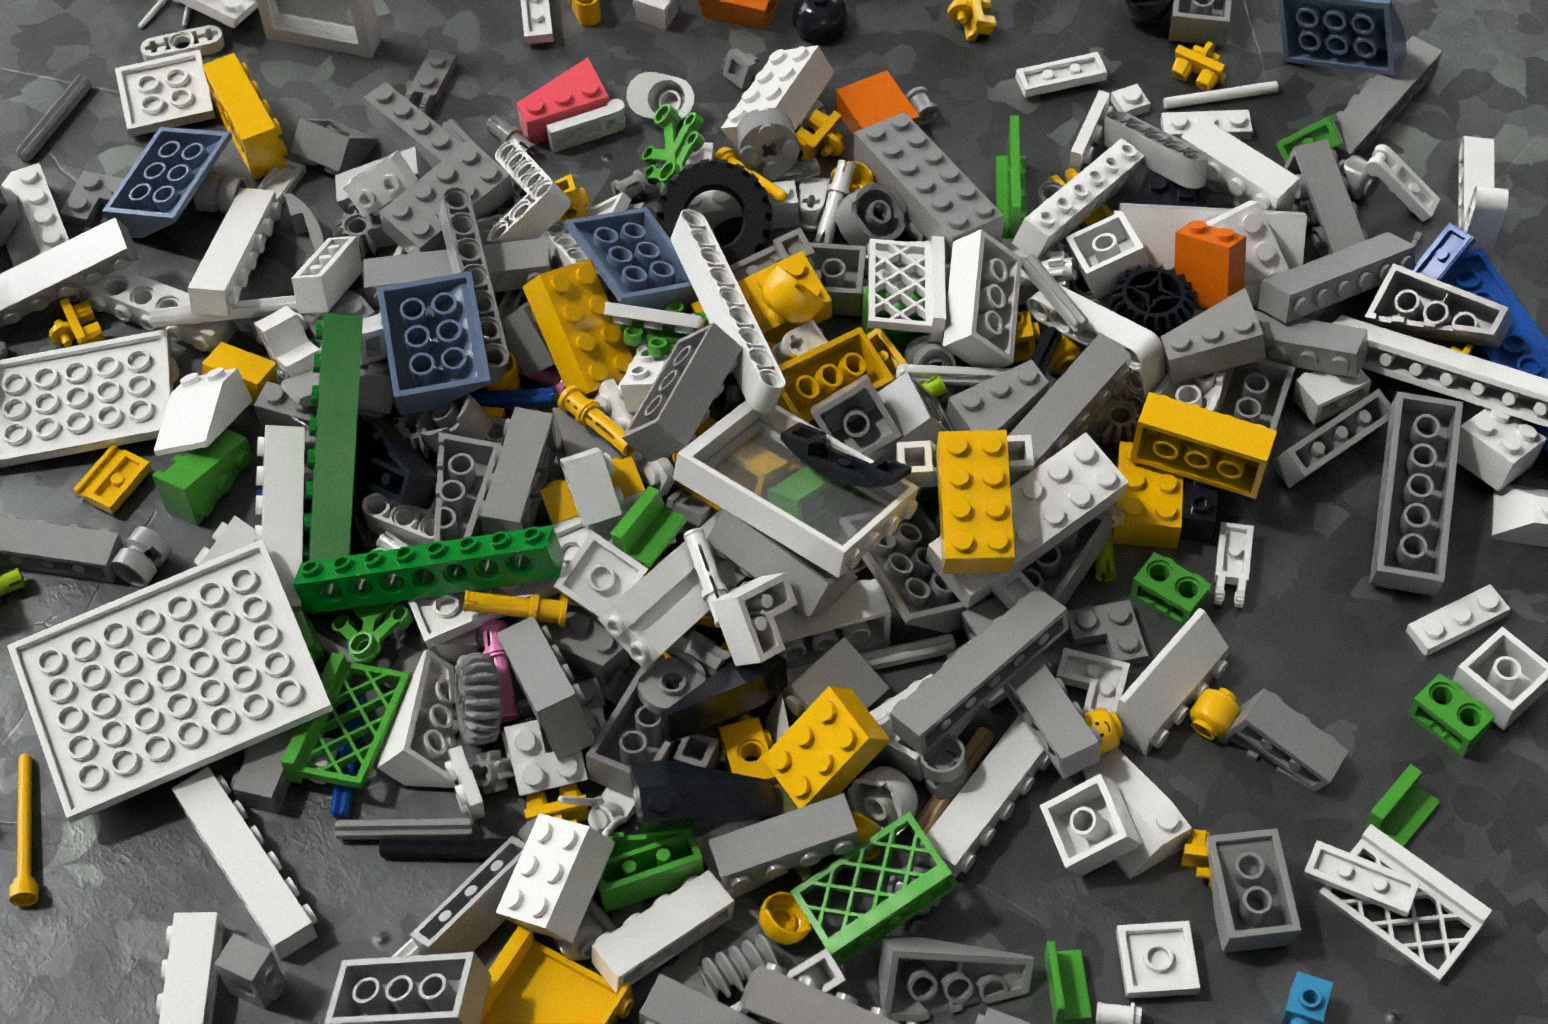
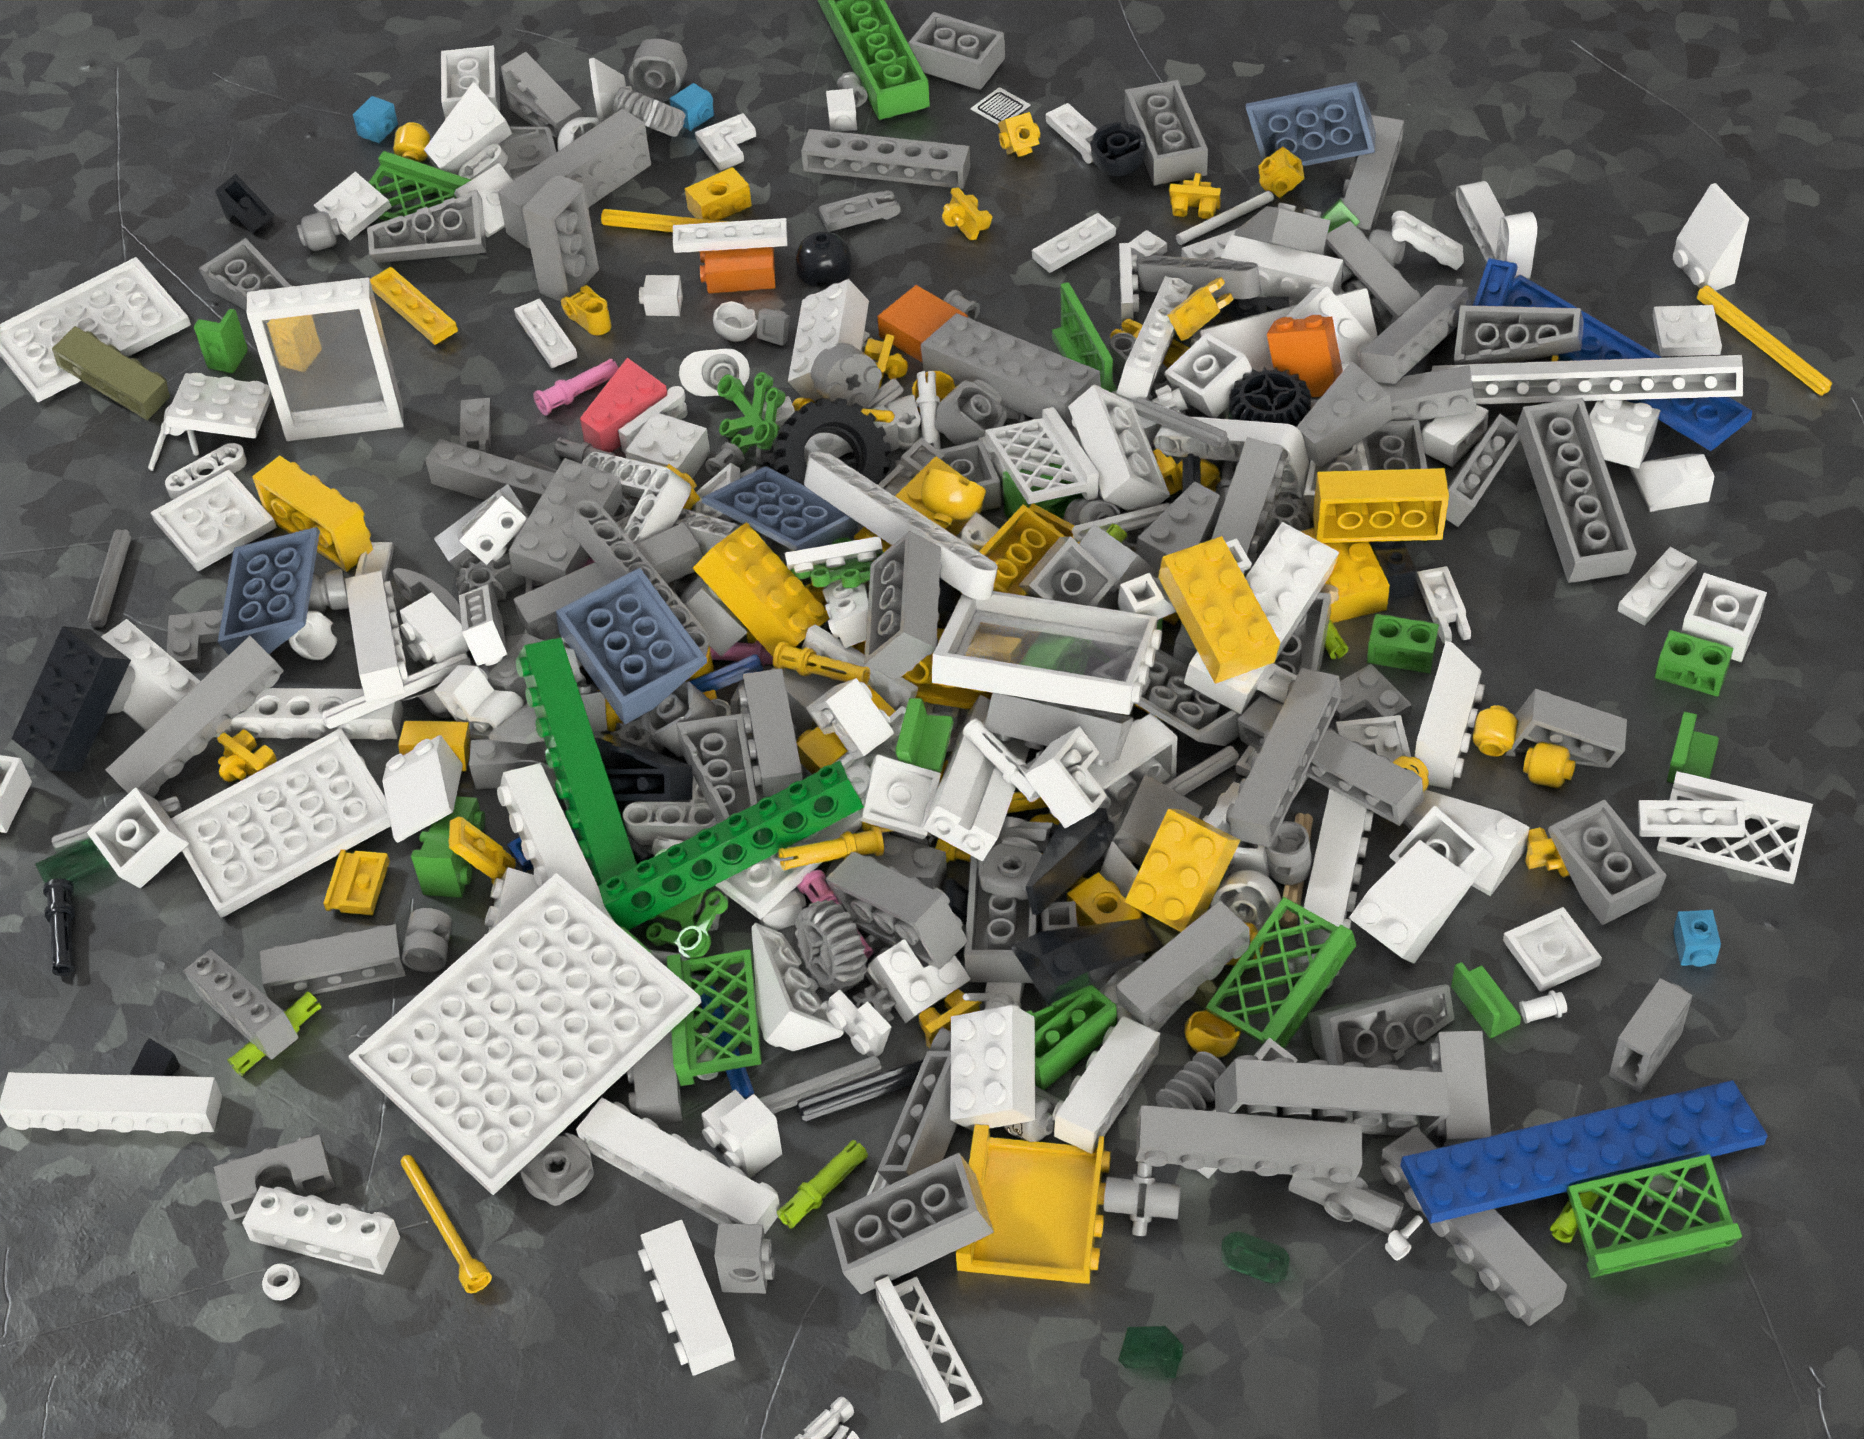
camera: 20 degrees left, 5 degrees down
(147, 834) = (567, 1183): none -> light grey plate
(190, 233) = (315, 638): none -> white hair
(218, 489) = (479, 849): none -> yellow hinge
(283, 258) = (432, 631): none -> white brick
(313, 849) = (743, 1131): none -> white brick
(331, 144) = (410, 515): light grey slope -> none
(355, 928) = (811, 1193): none -> lime pin
(524, 71) = (565, 391): none -> bright pink pin
(586, 155) = (671, 442): none -> white brick
(706, 52) = (734, 321): none -> white hair
(811, 448) = (1040, 614): black slope -> none
(1037, 861) = (1412, 901): none -> white slope
(1131, 183) = (1198, 309): none -> yellow hinge
(1250, 768) = (1548, 764): none -> yellow head
(1261, 130) = (1287, 228): none -> light grey slope
(1294, 66) = (1281, 172): none -> yellow brick

